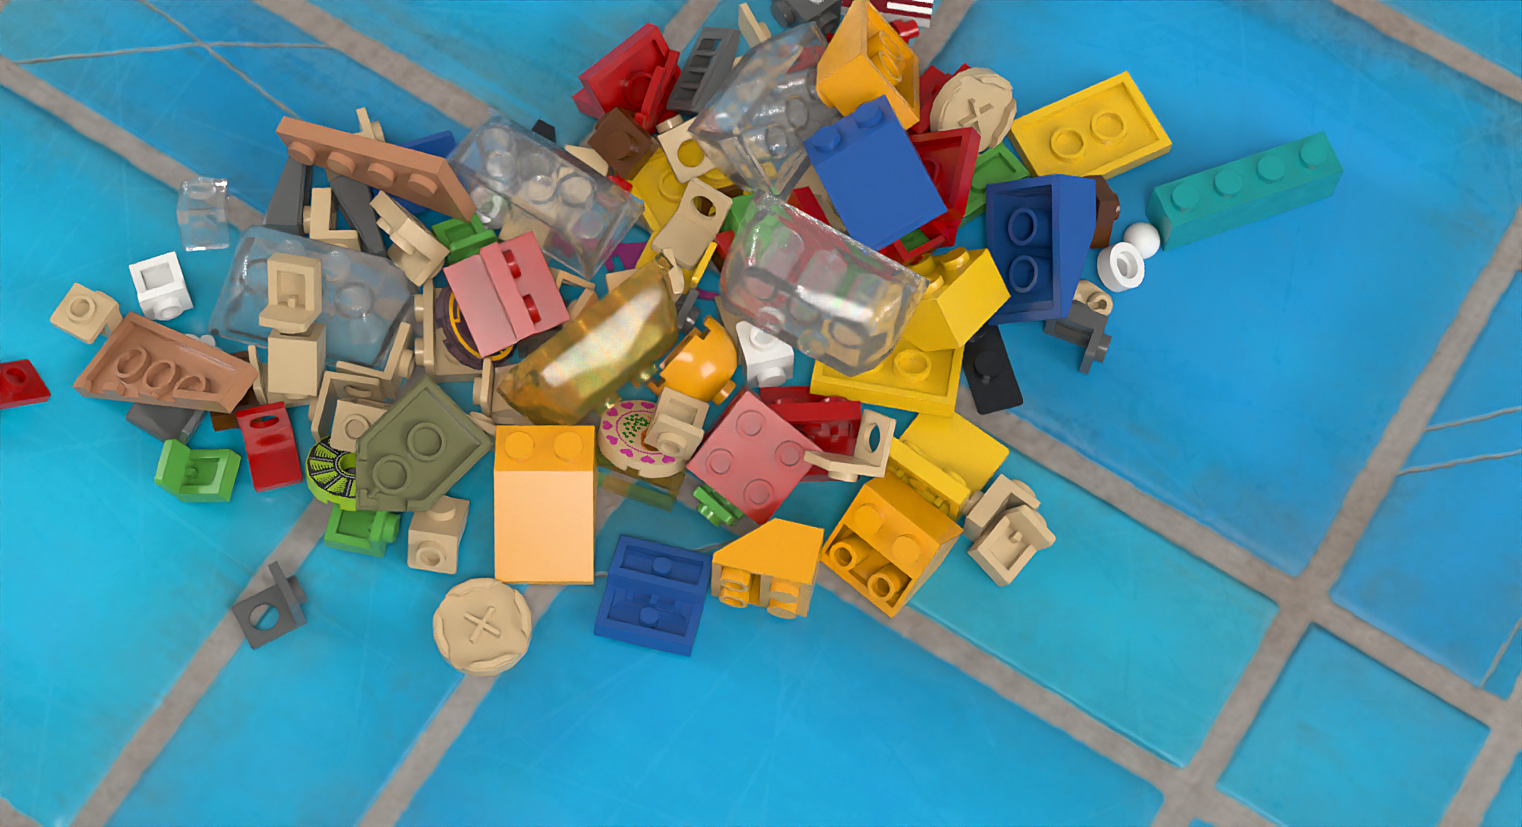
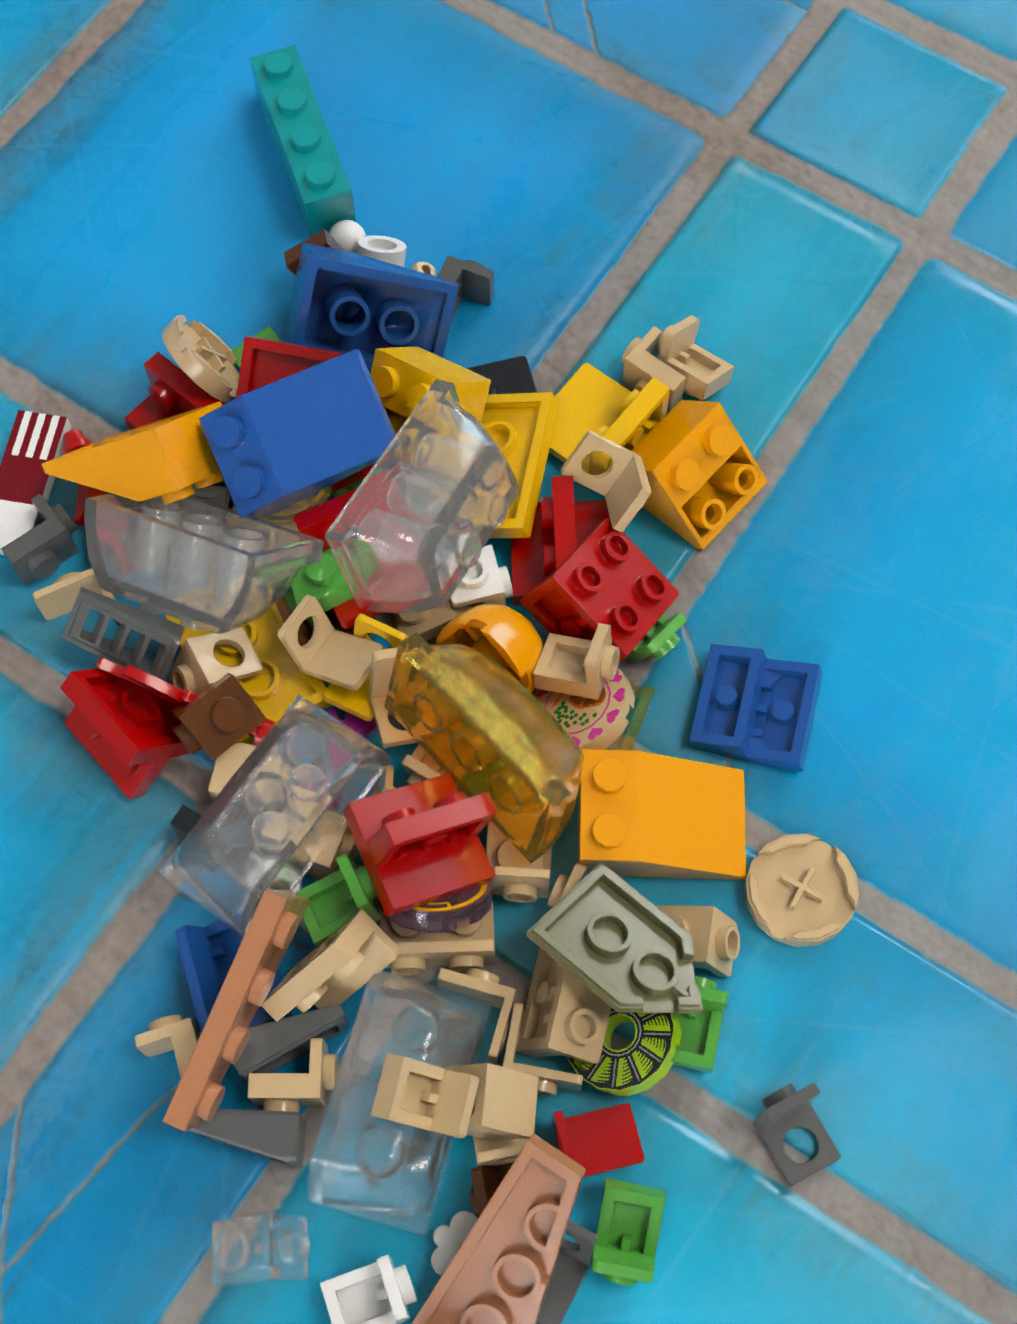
camera: 85 degrees left, 0 degrees up
(770, 568) = (741, 571): light orange slope -> none
(1091, 132) = (226, 273): yellow plate -> none

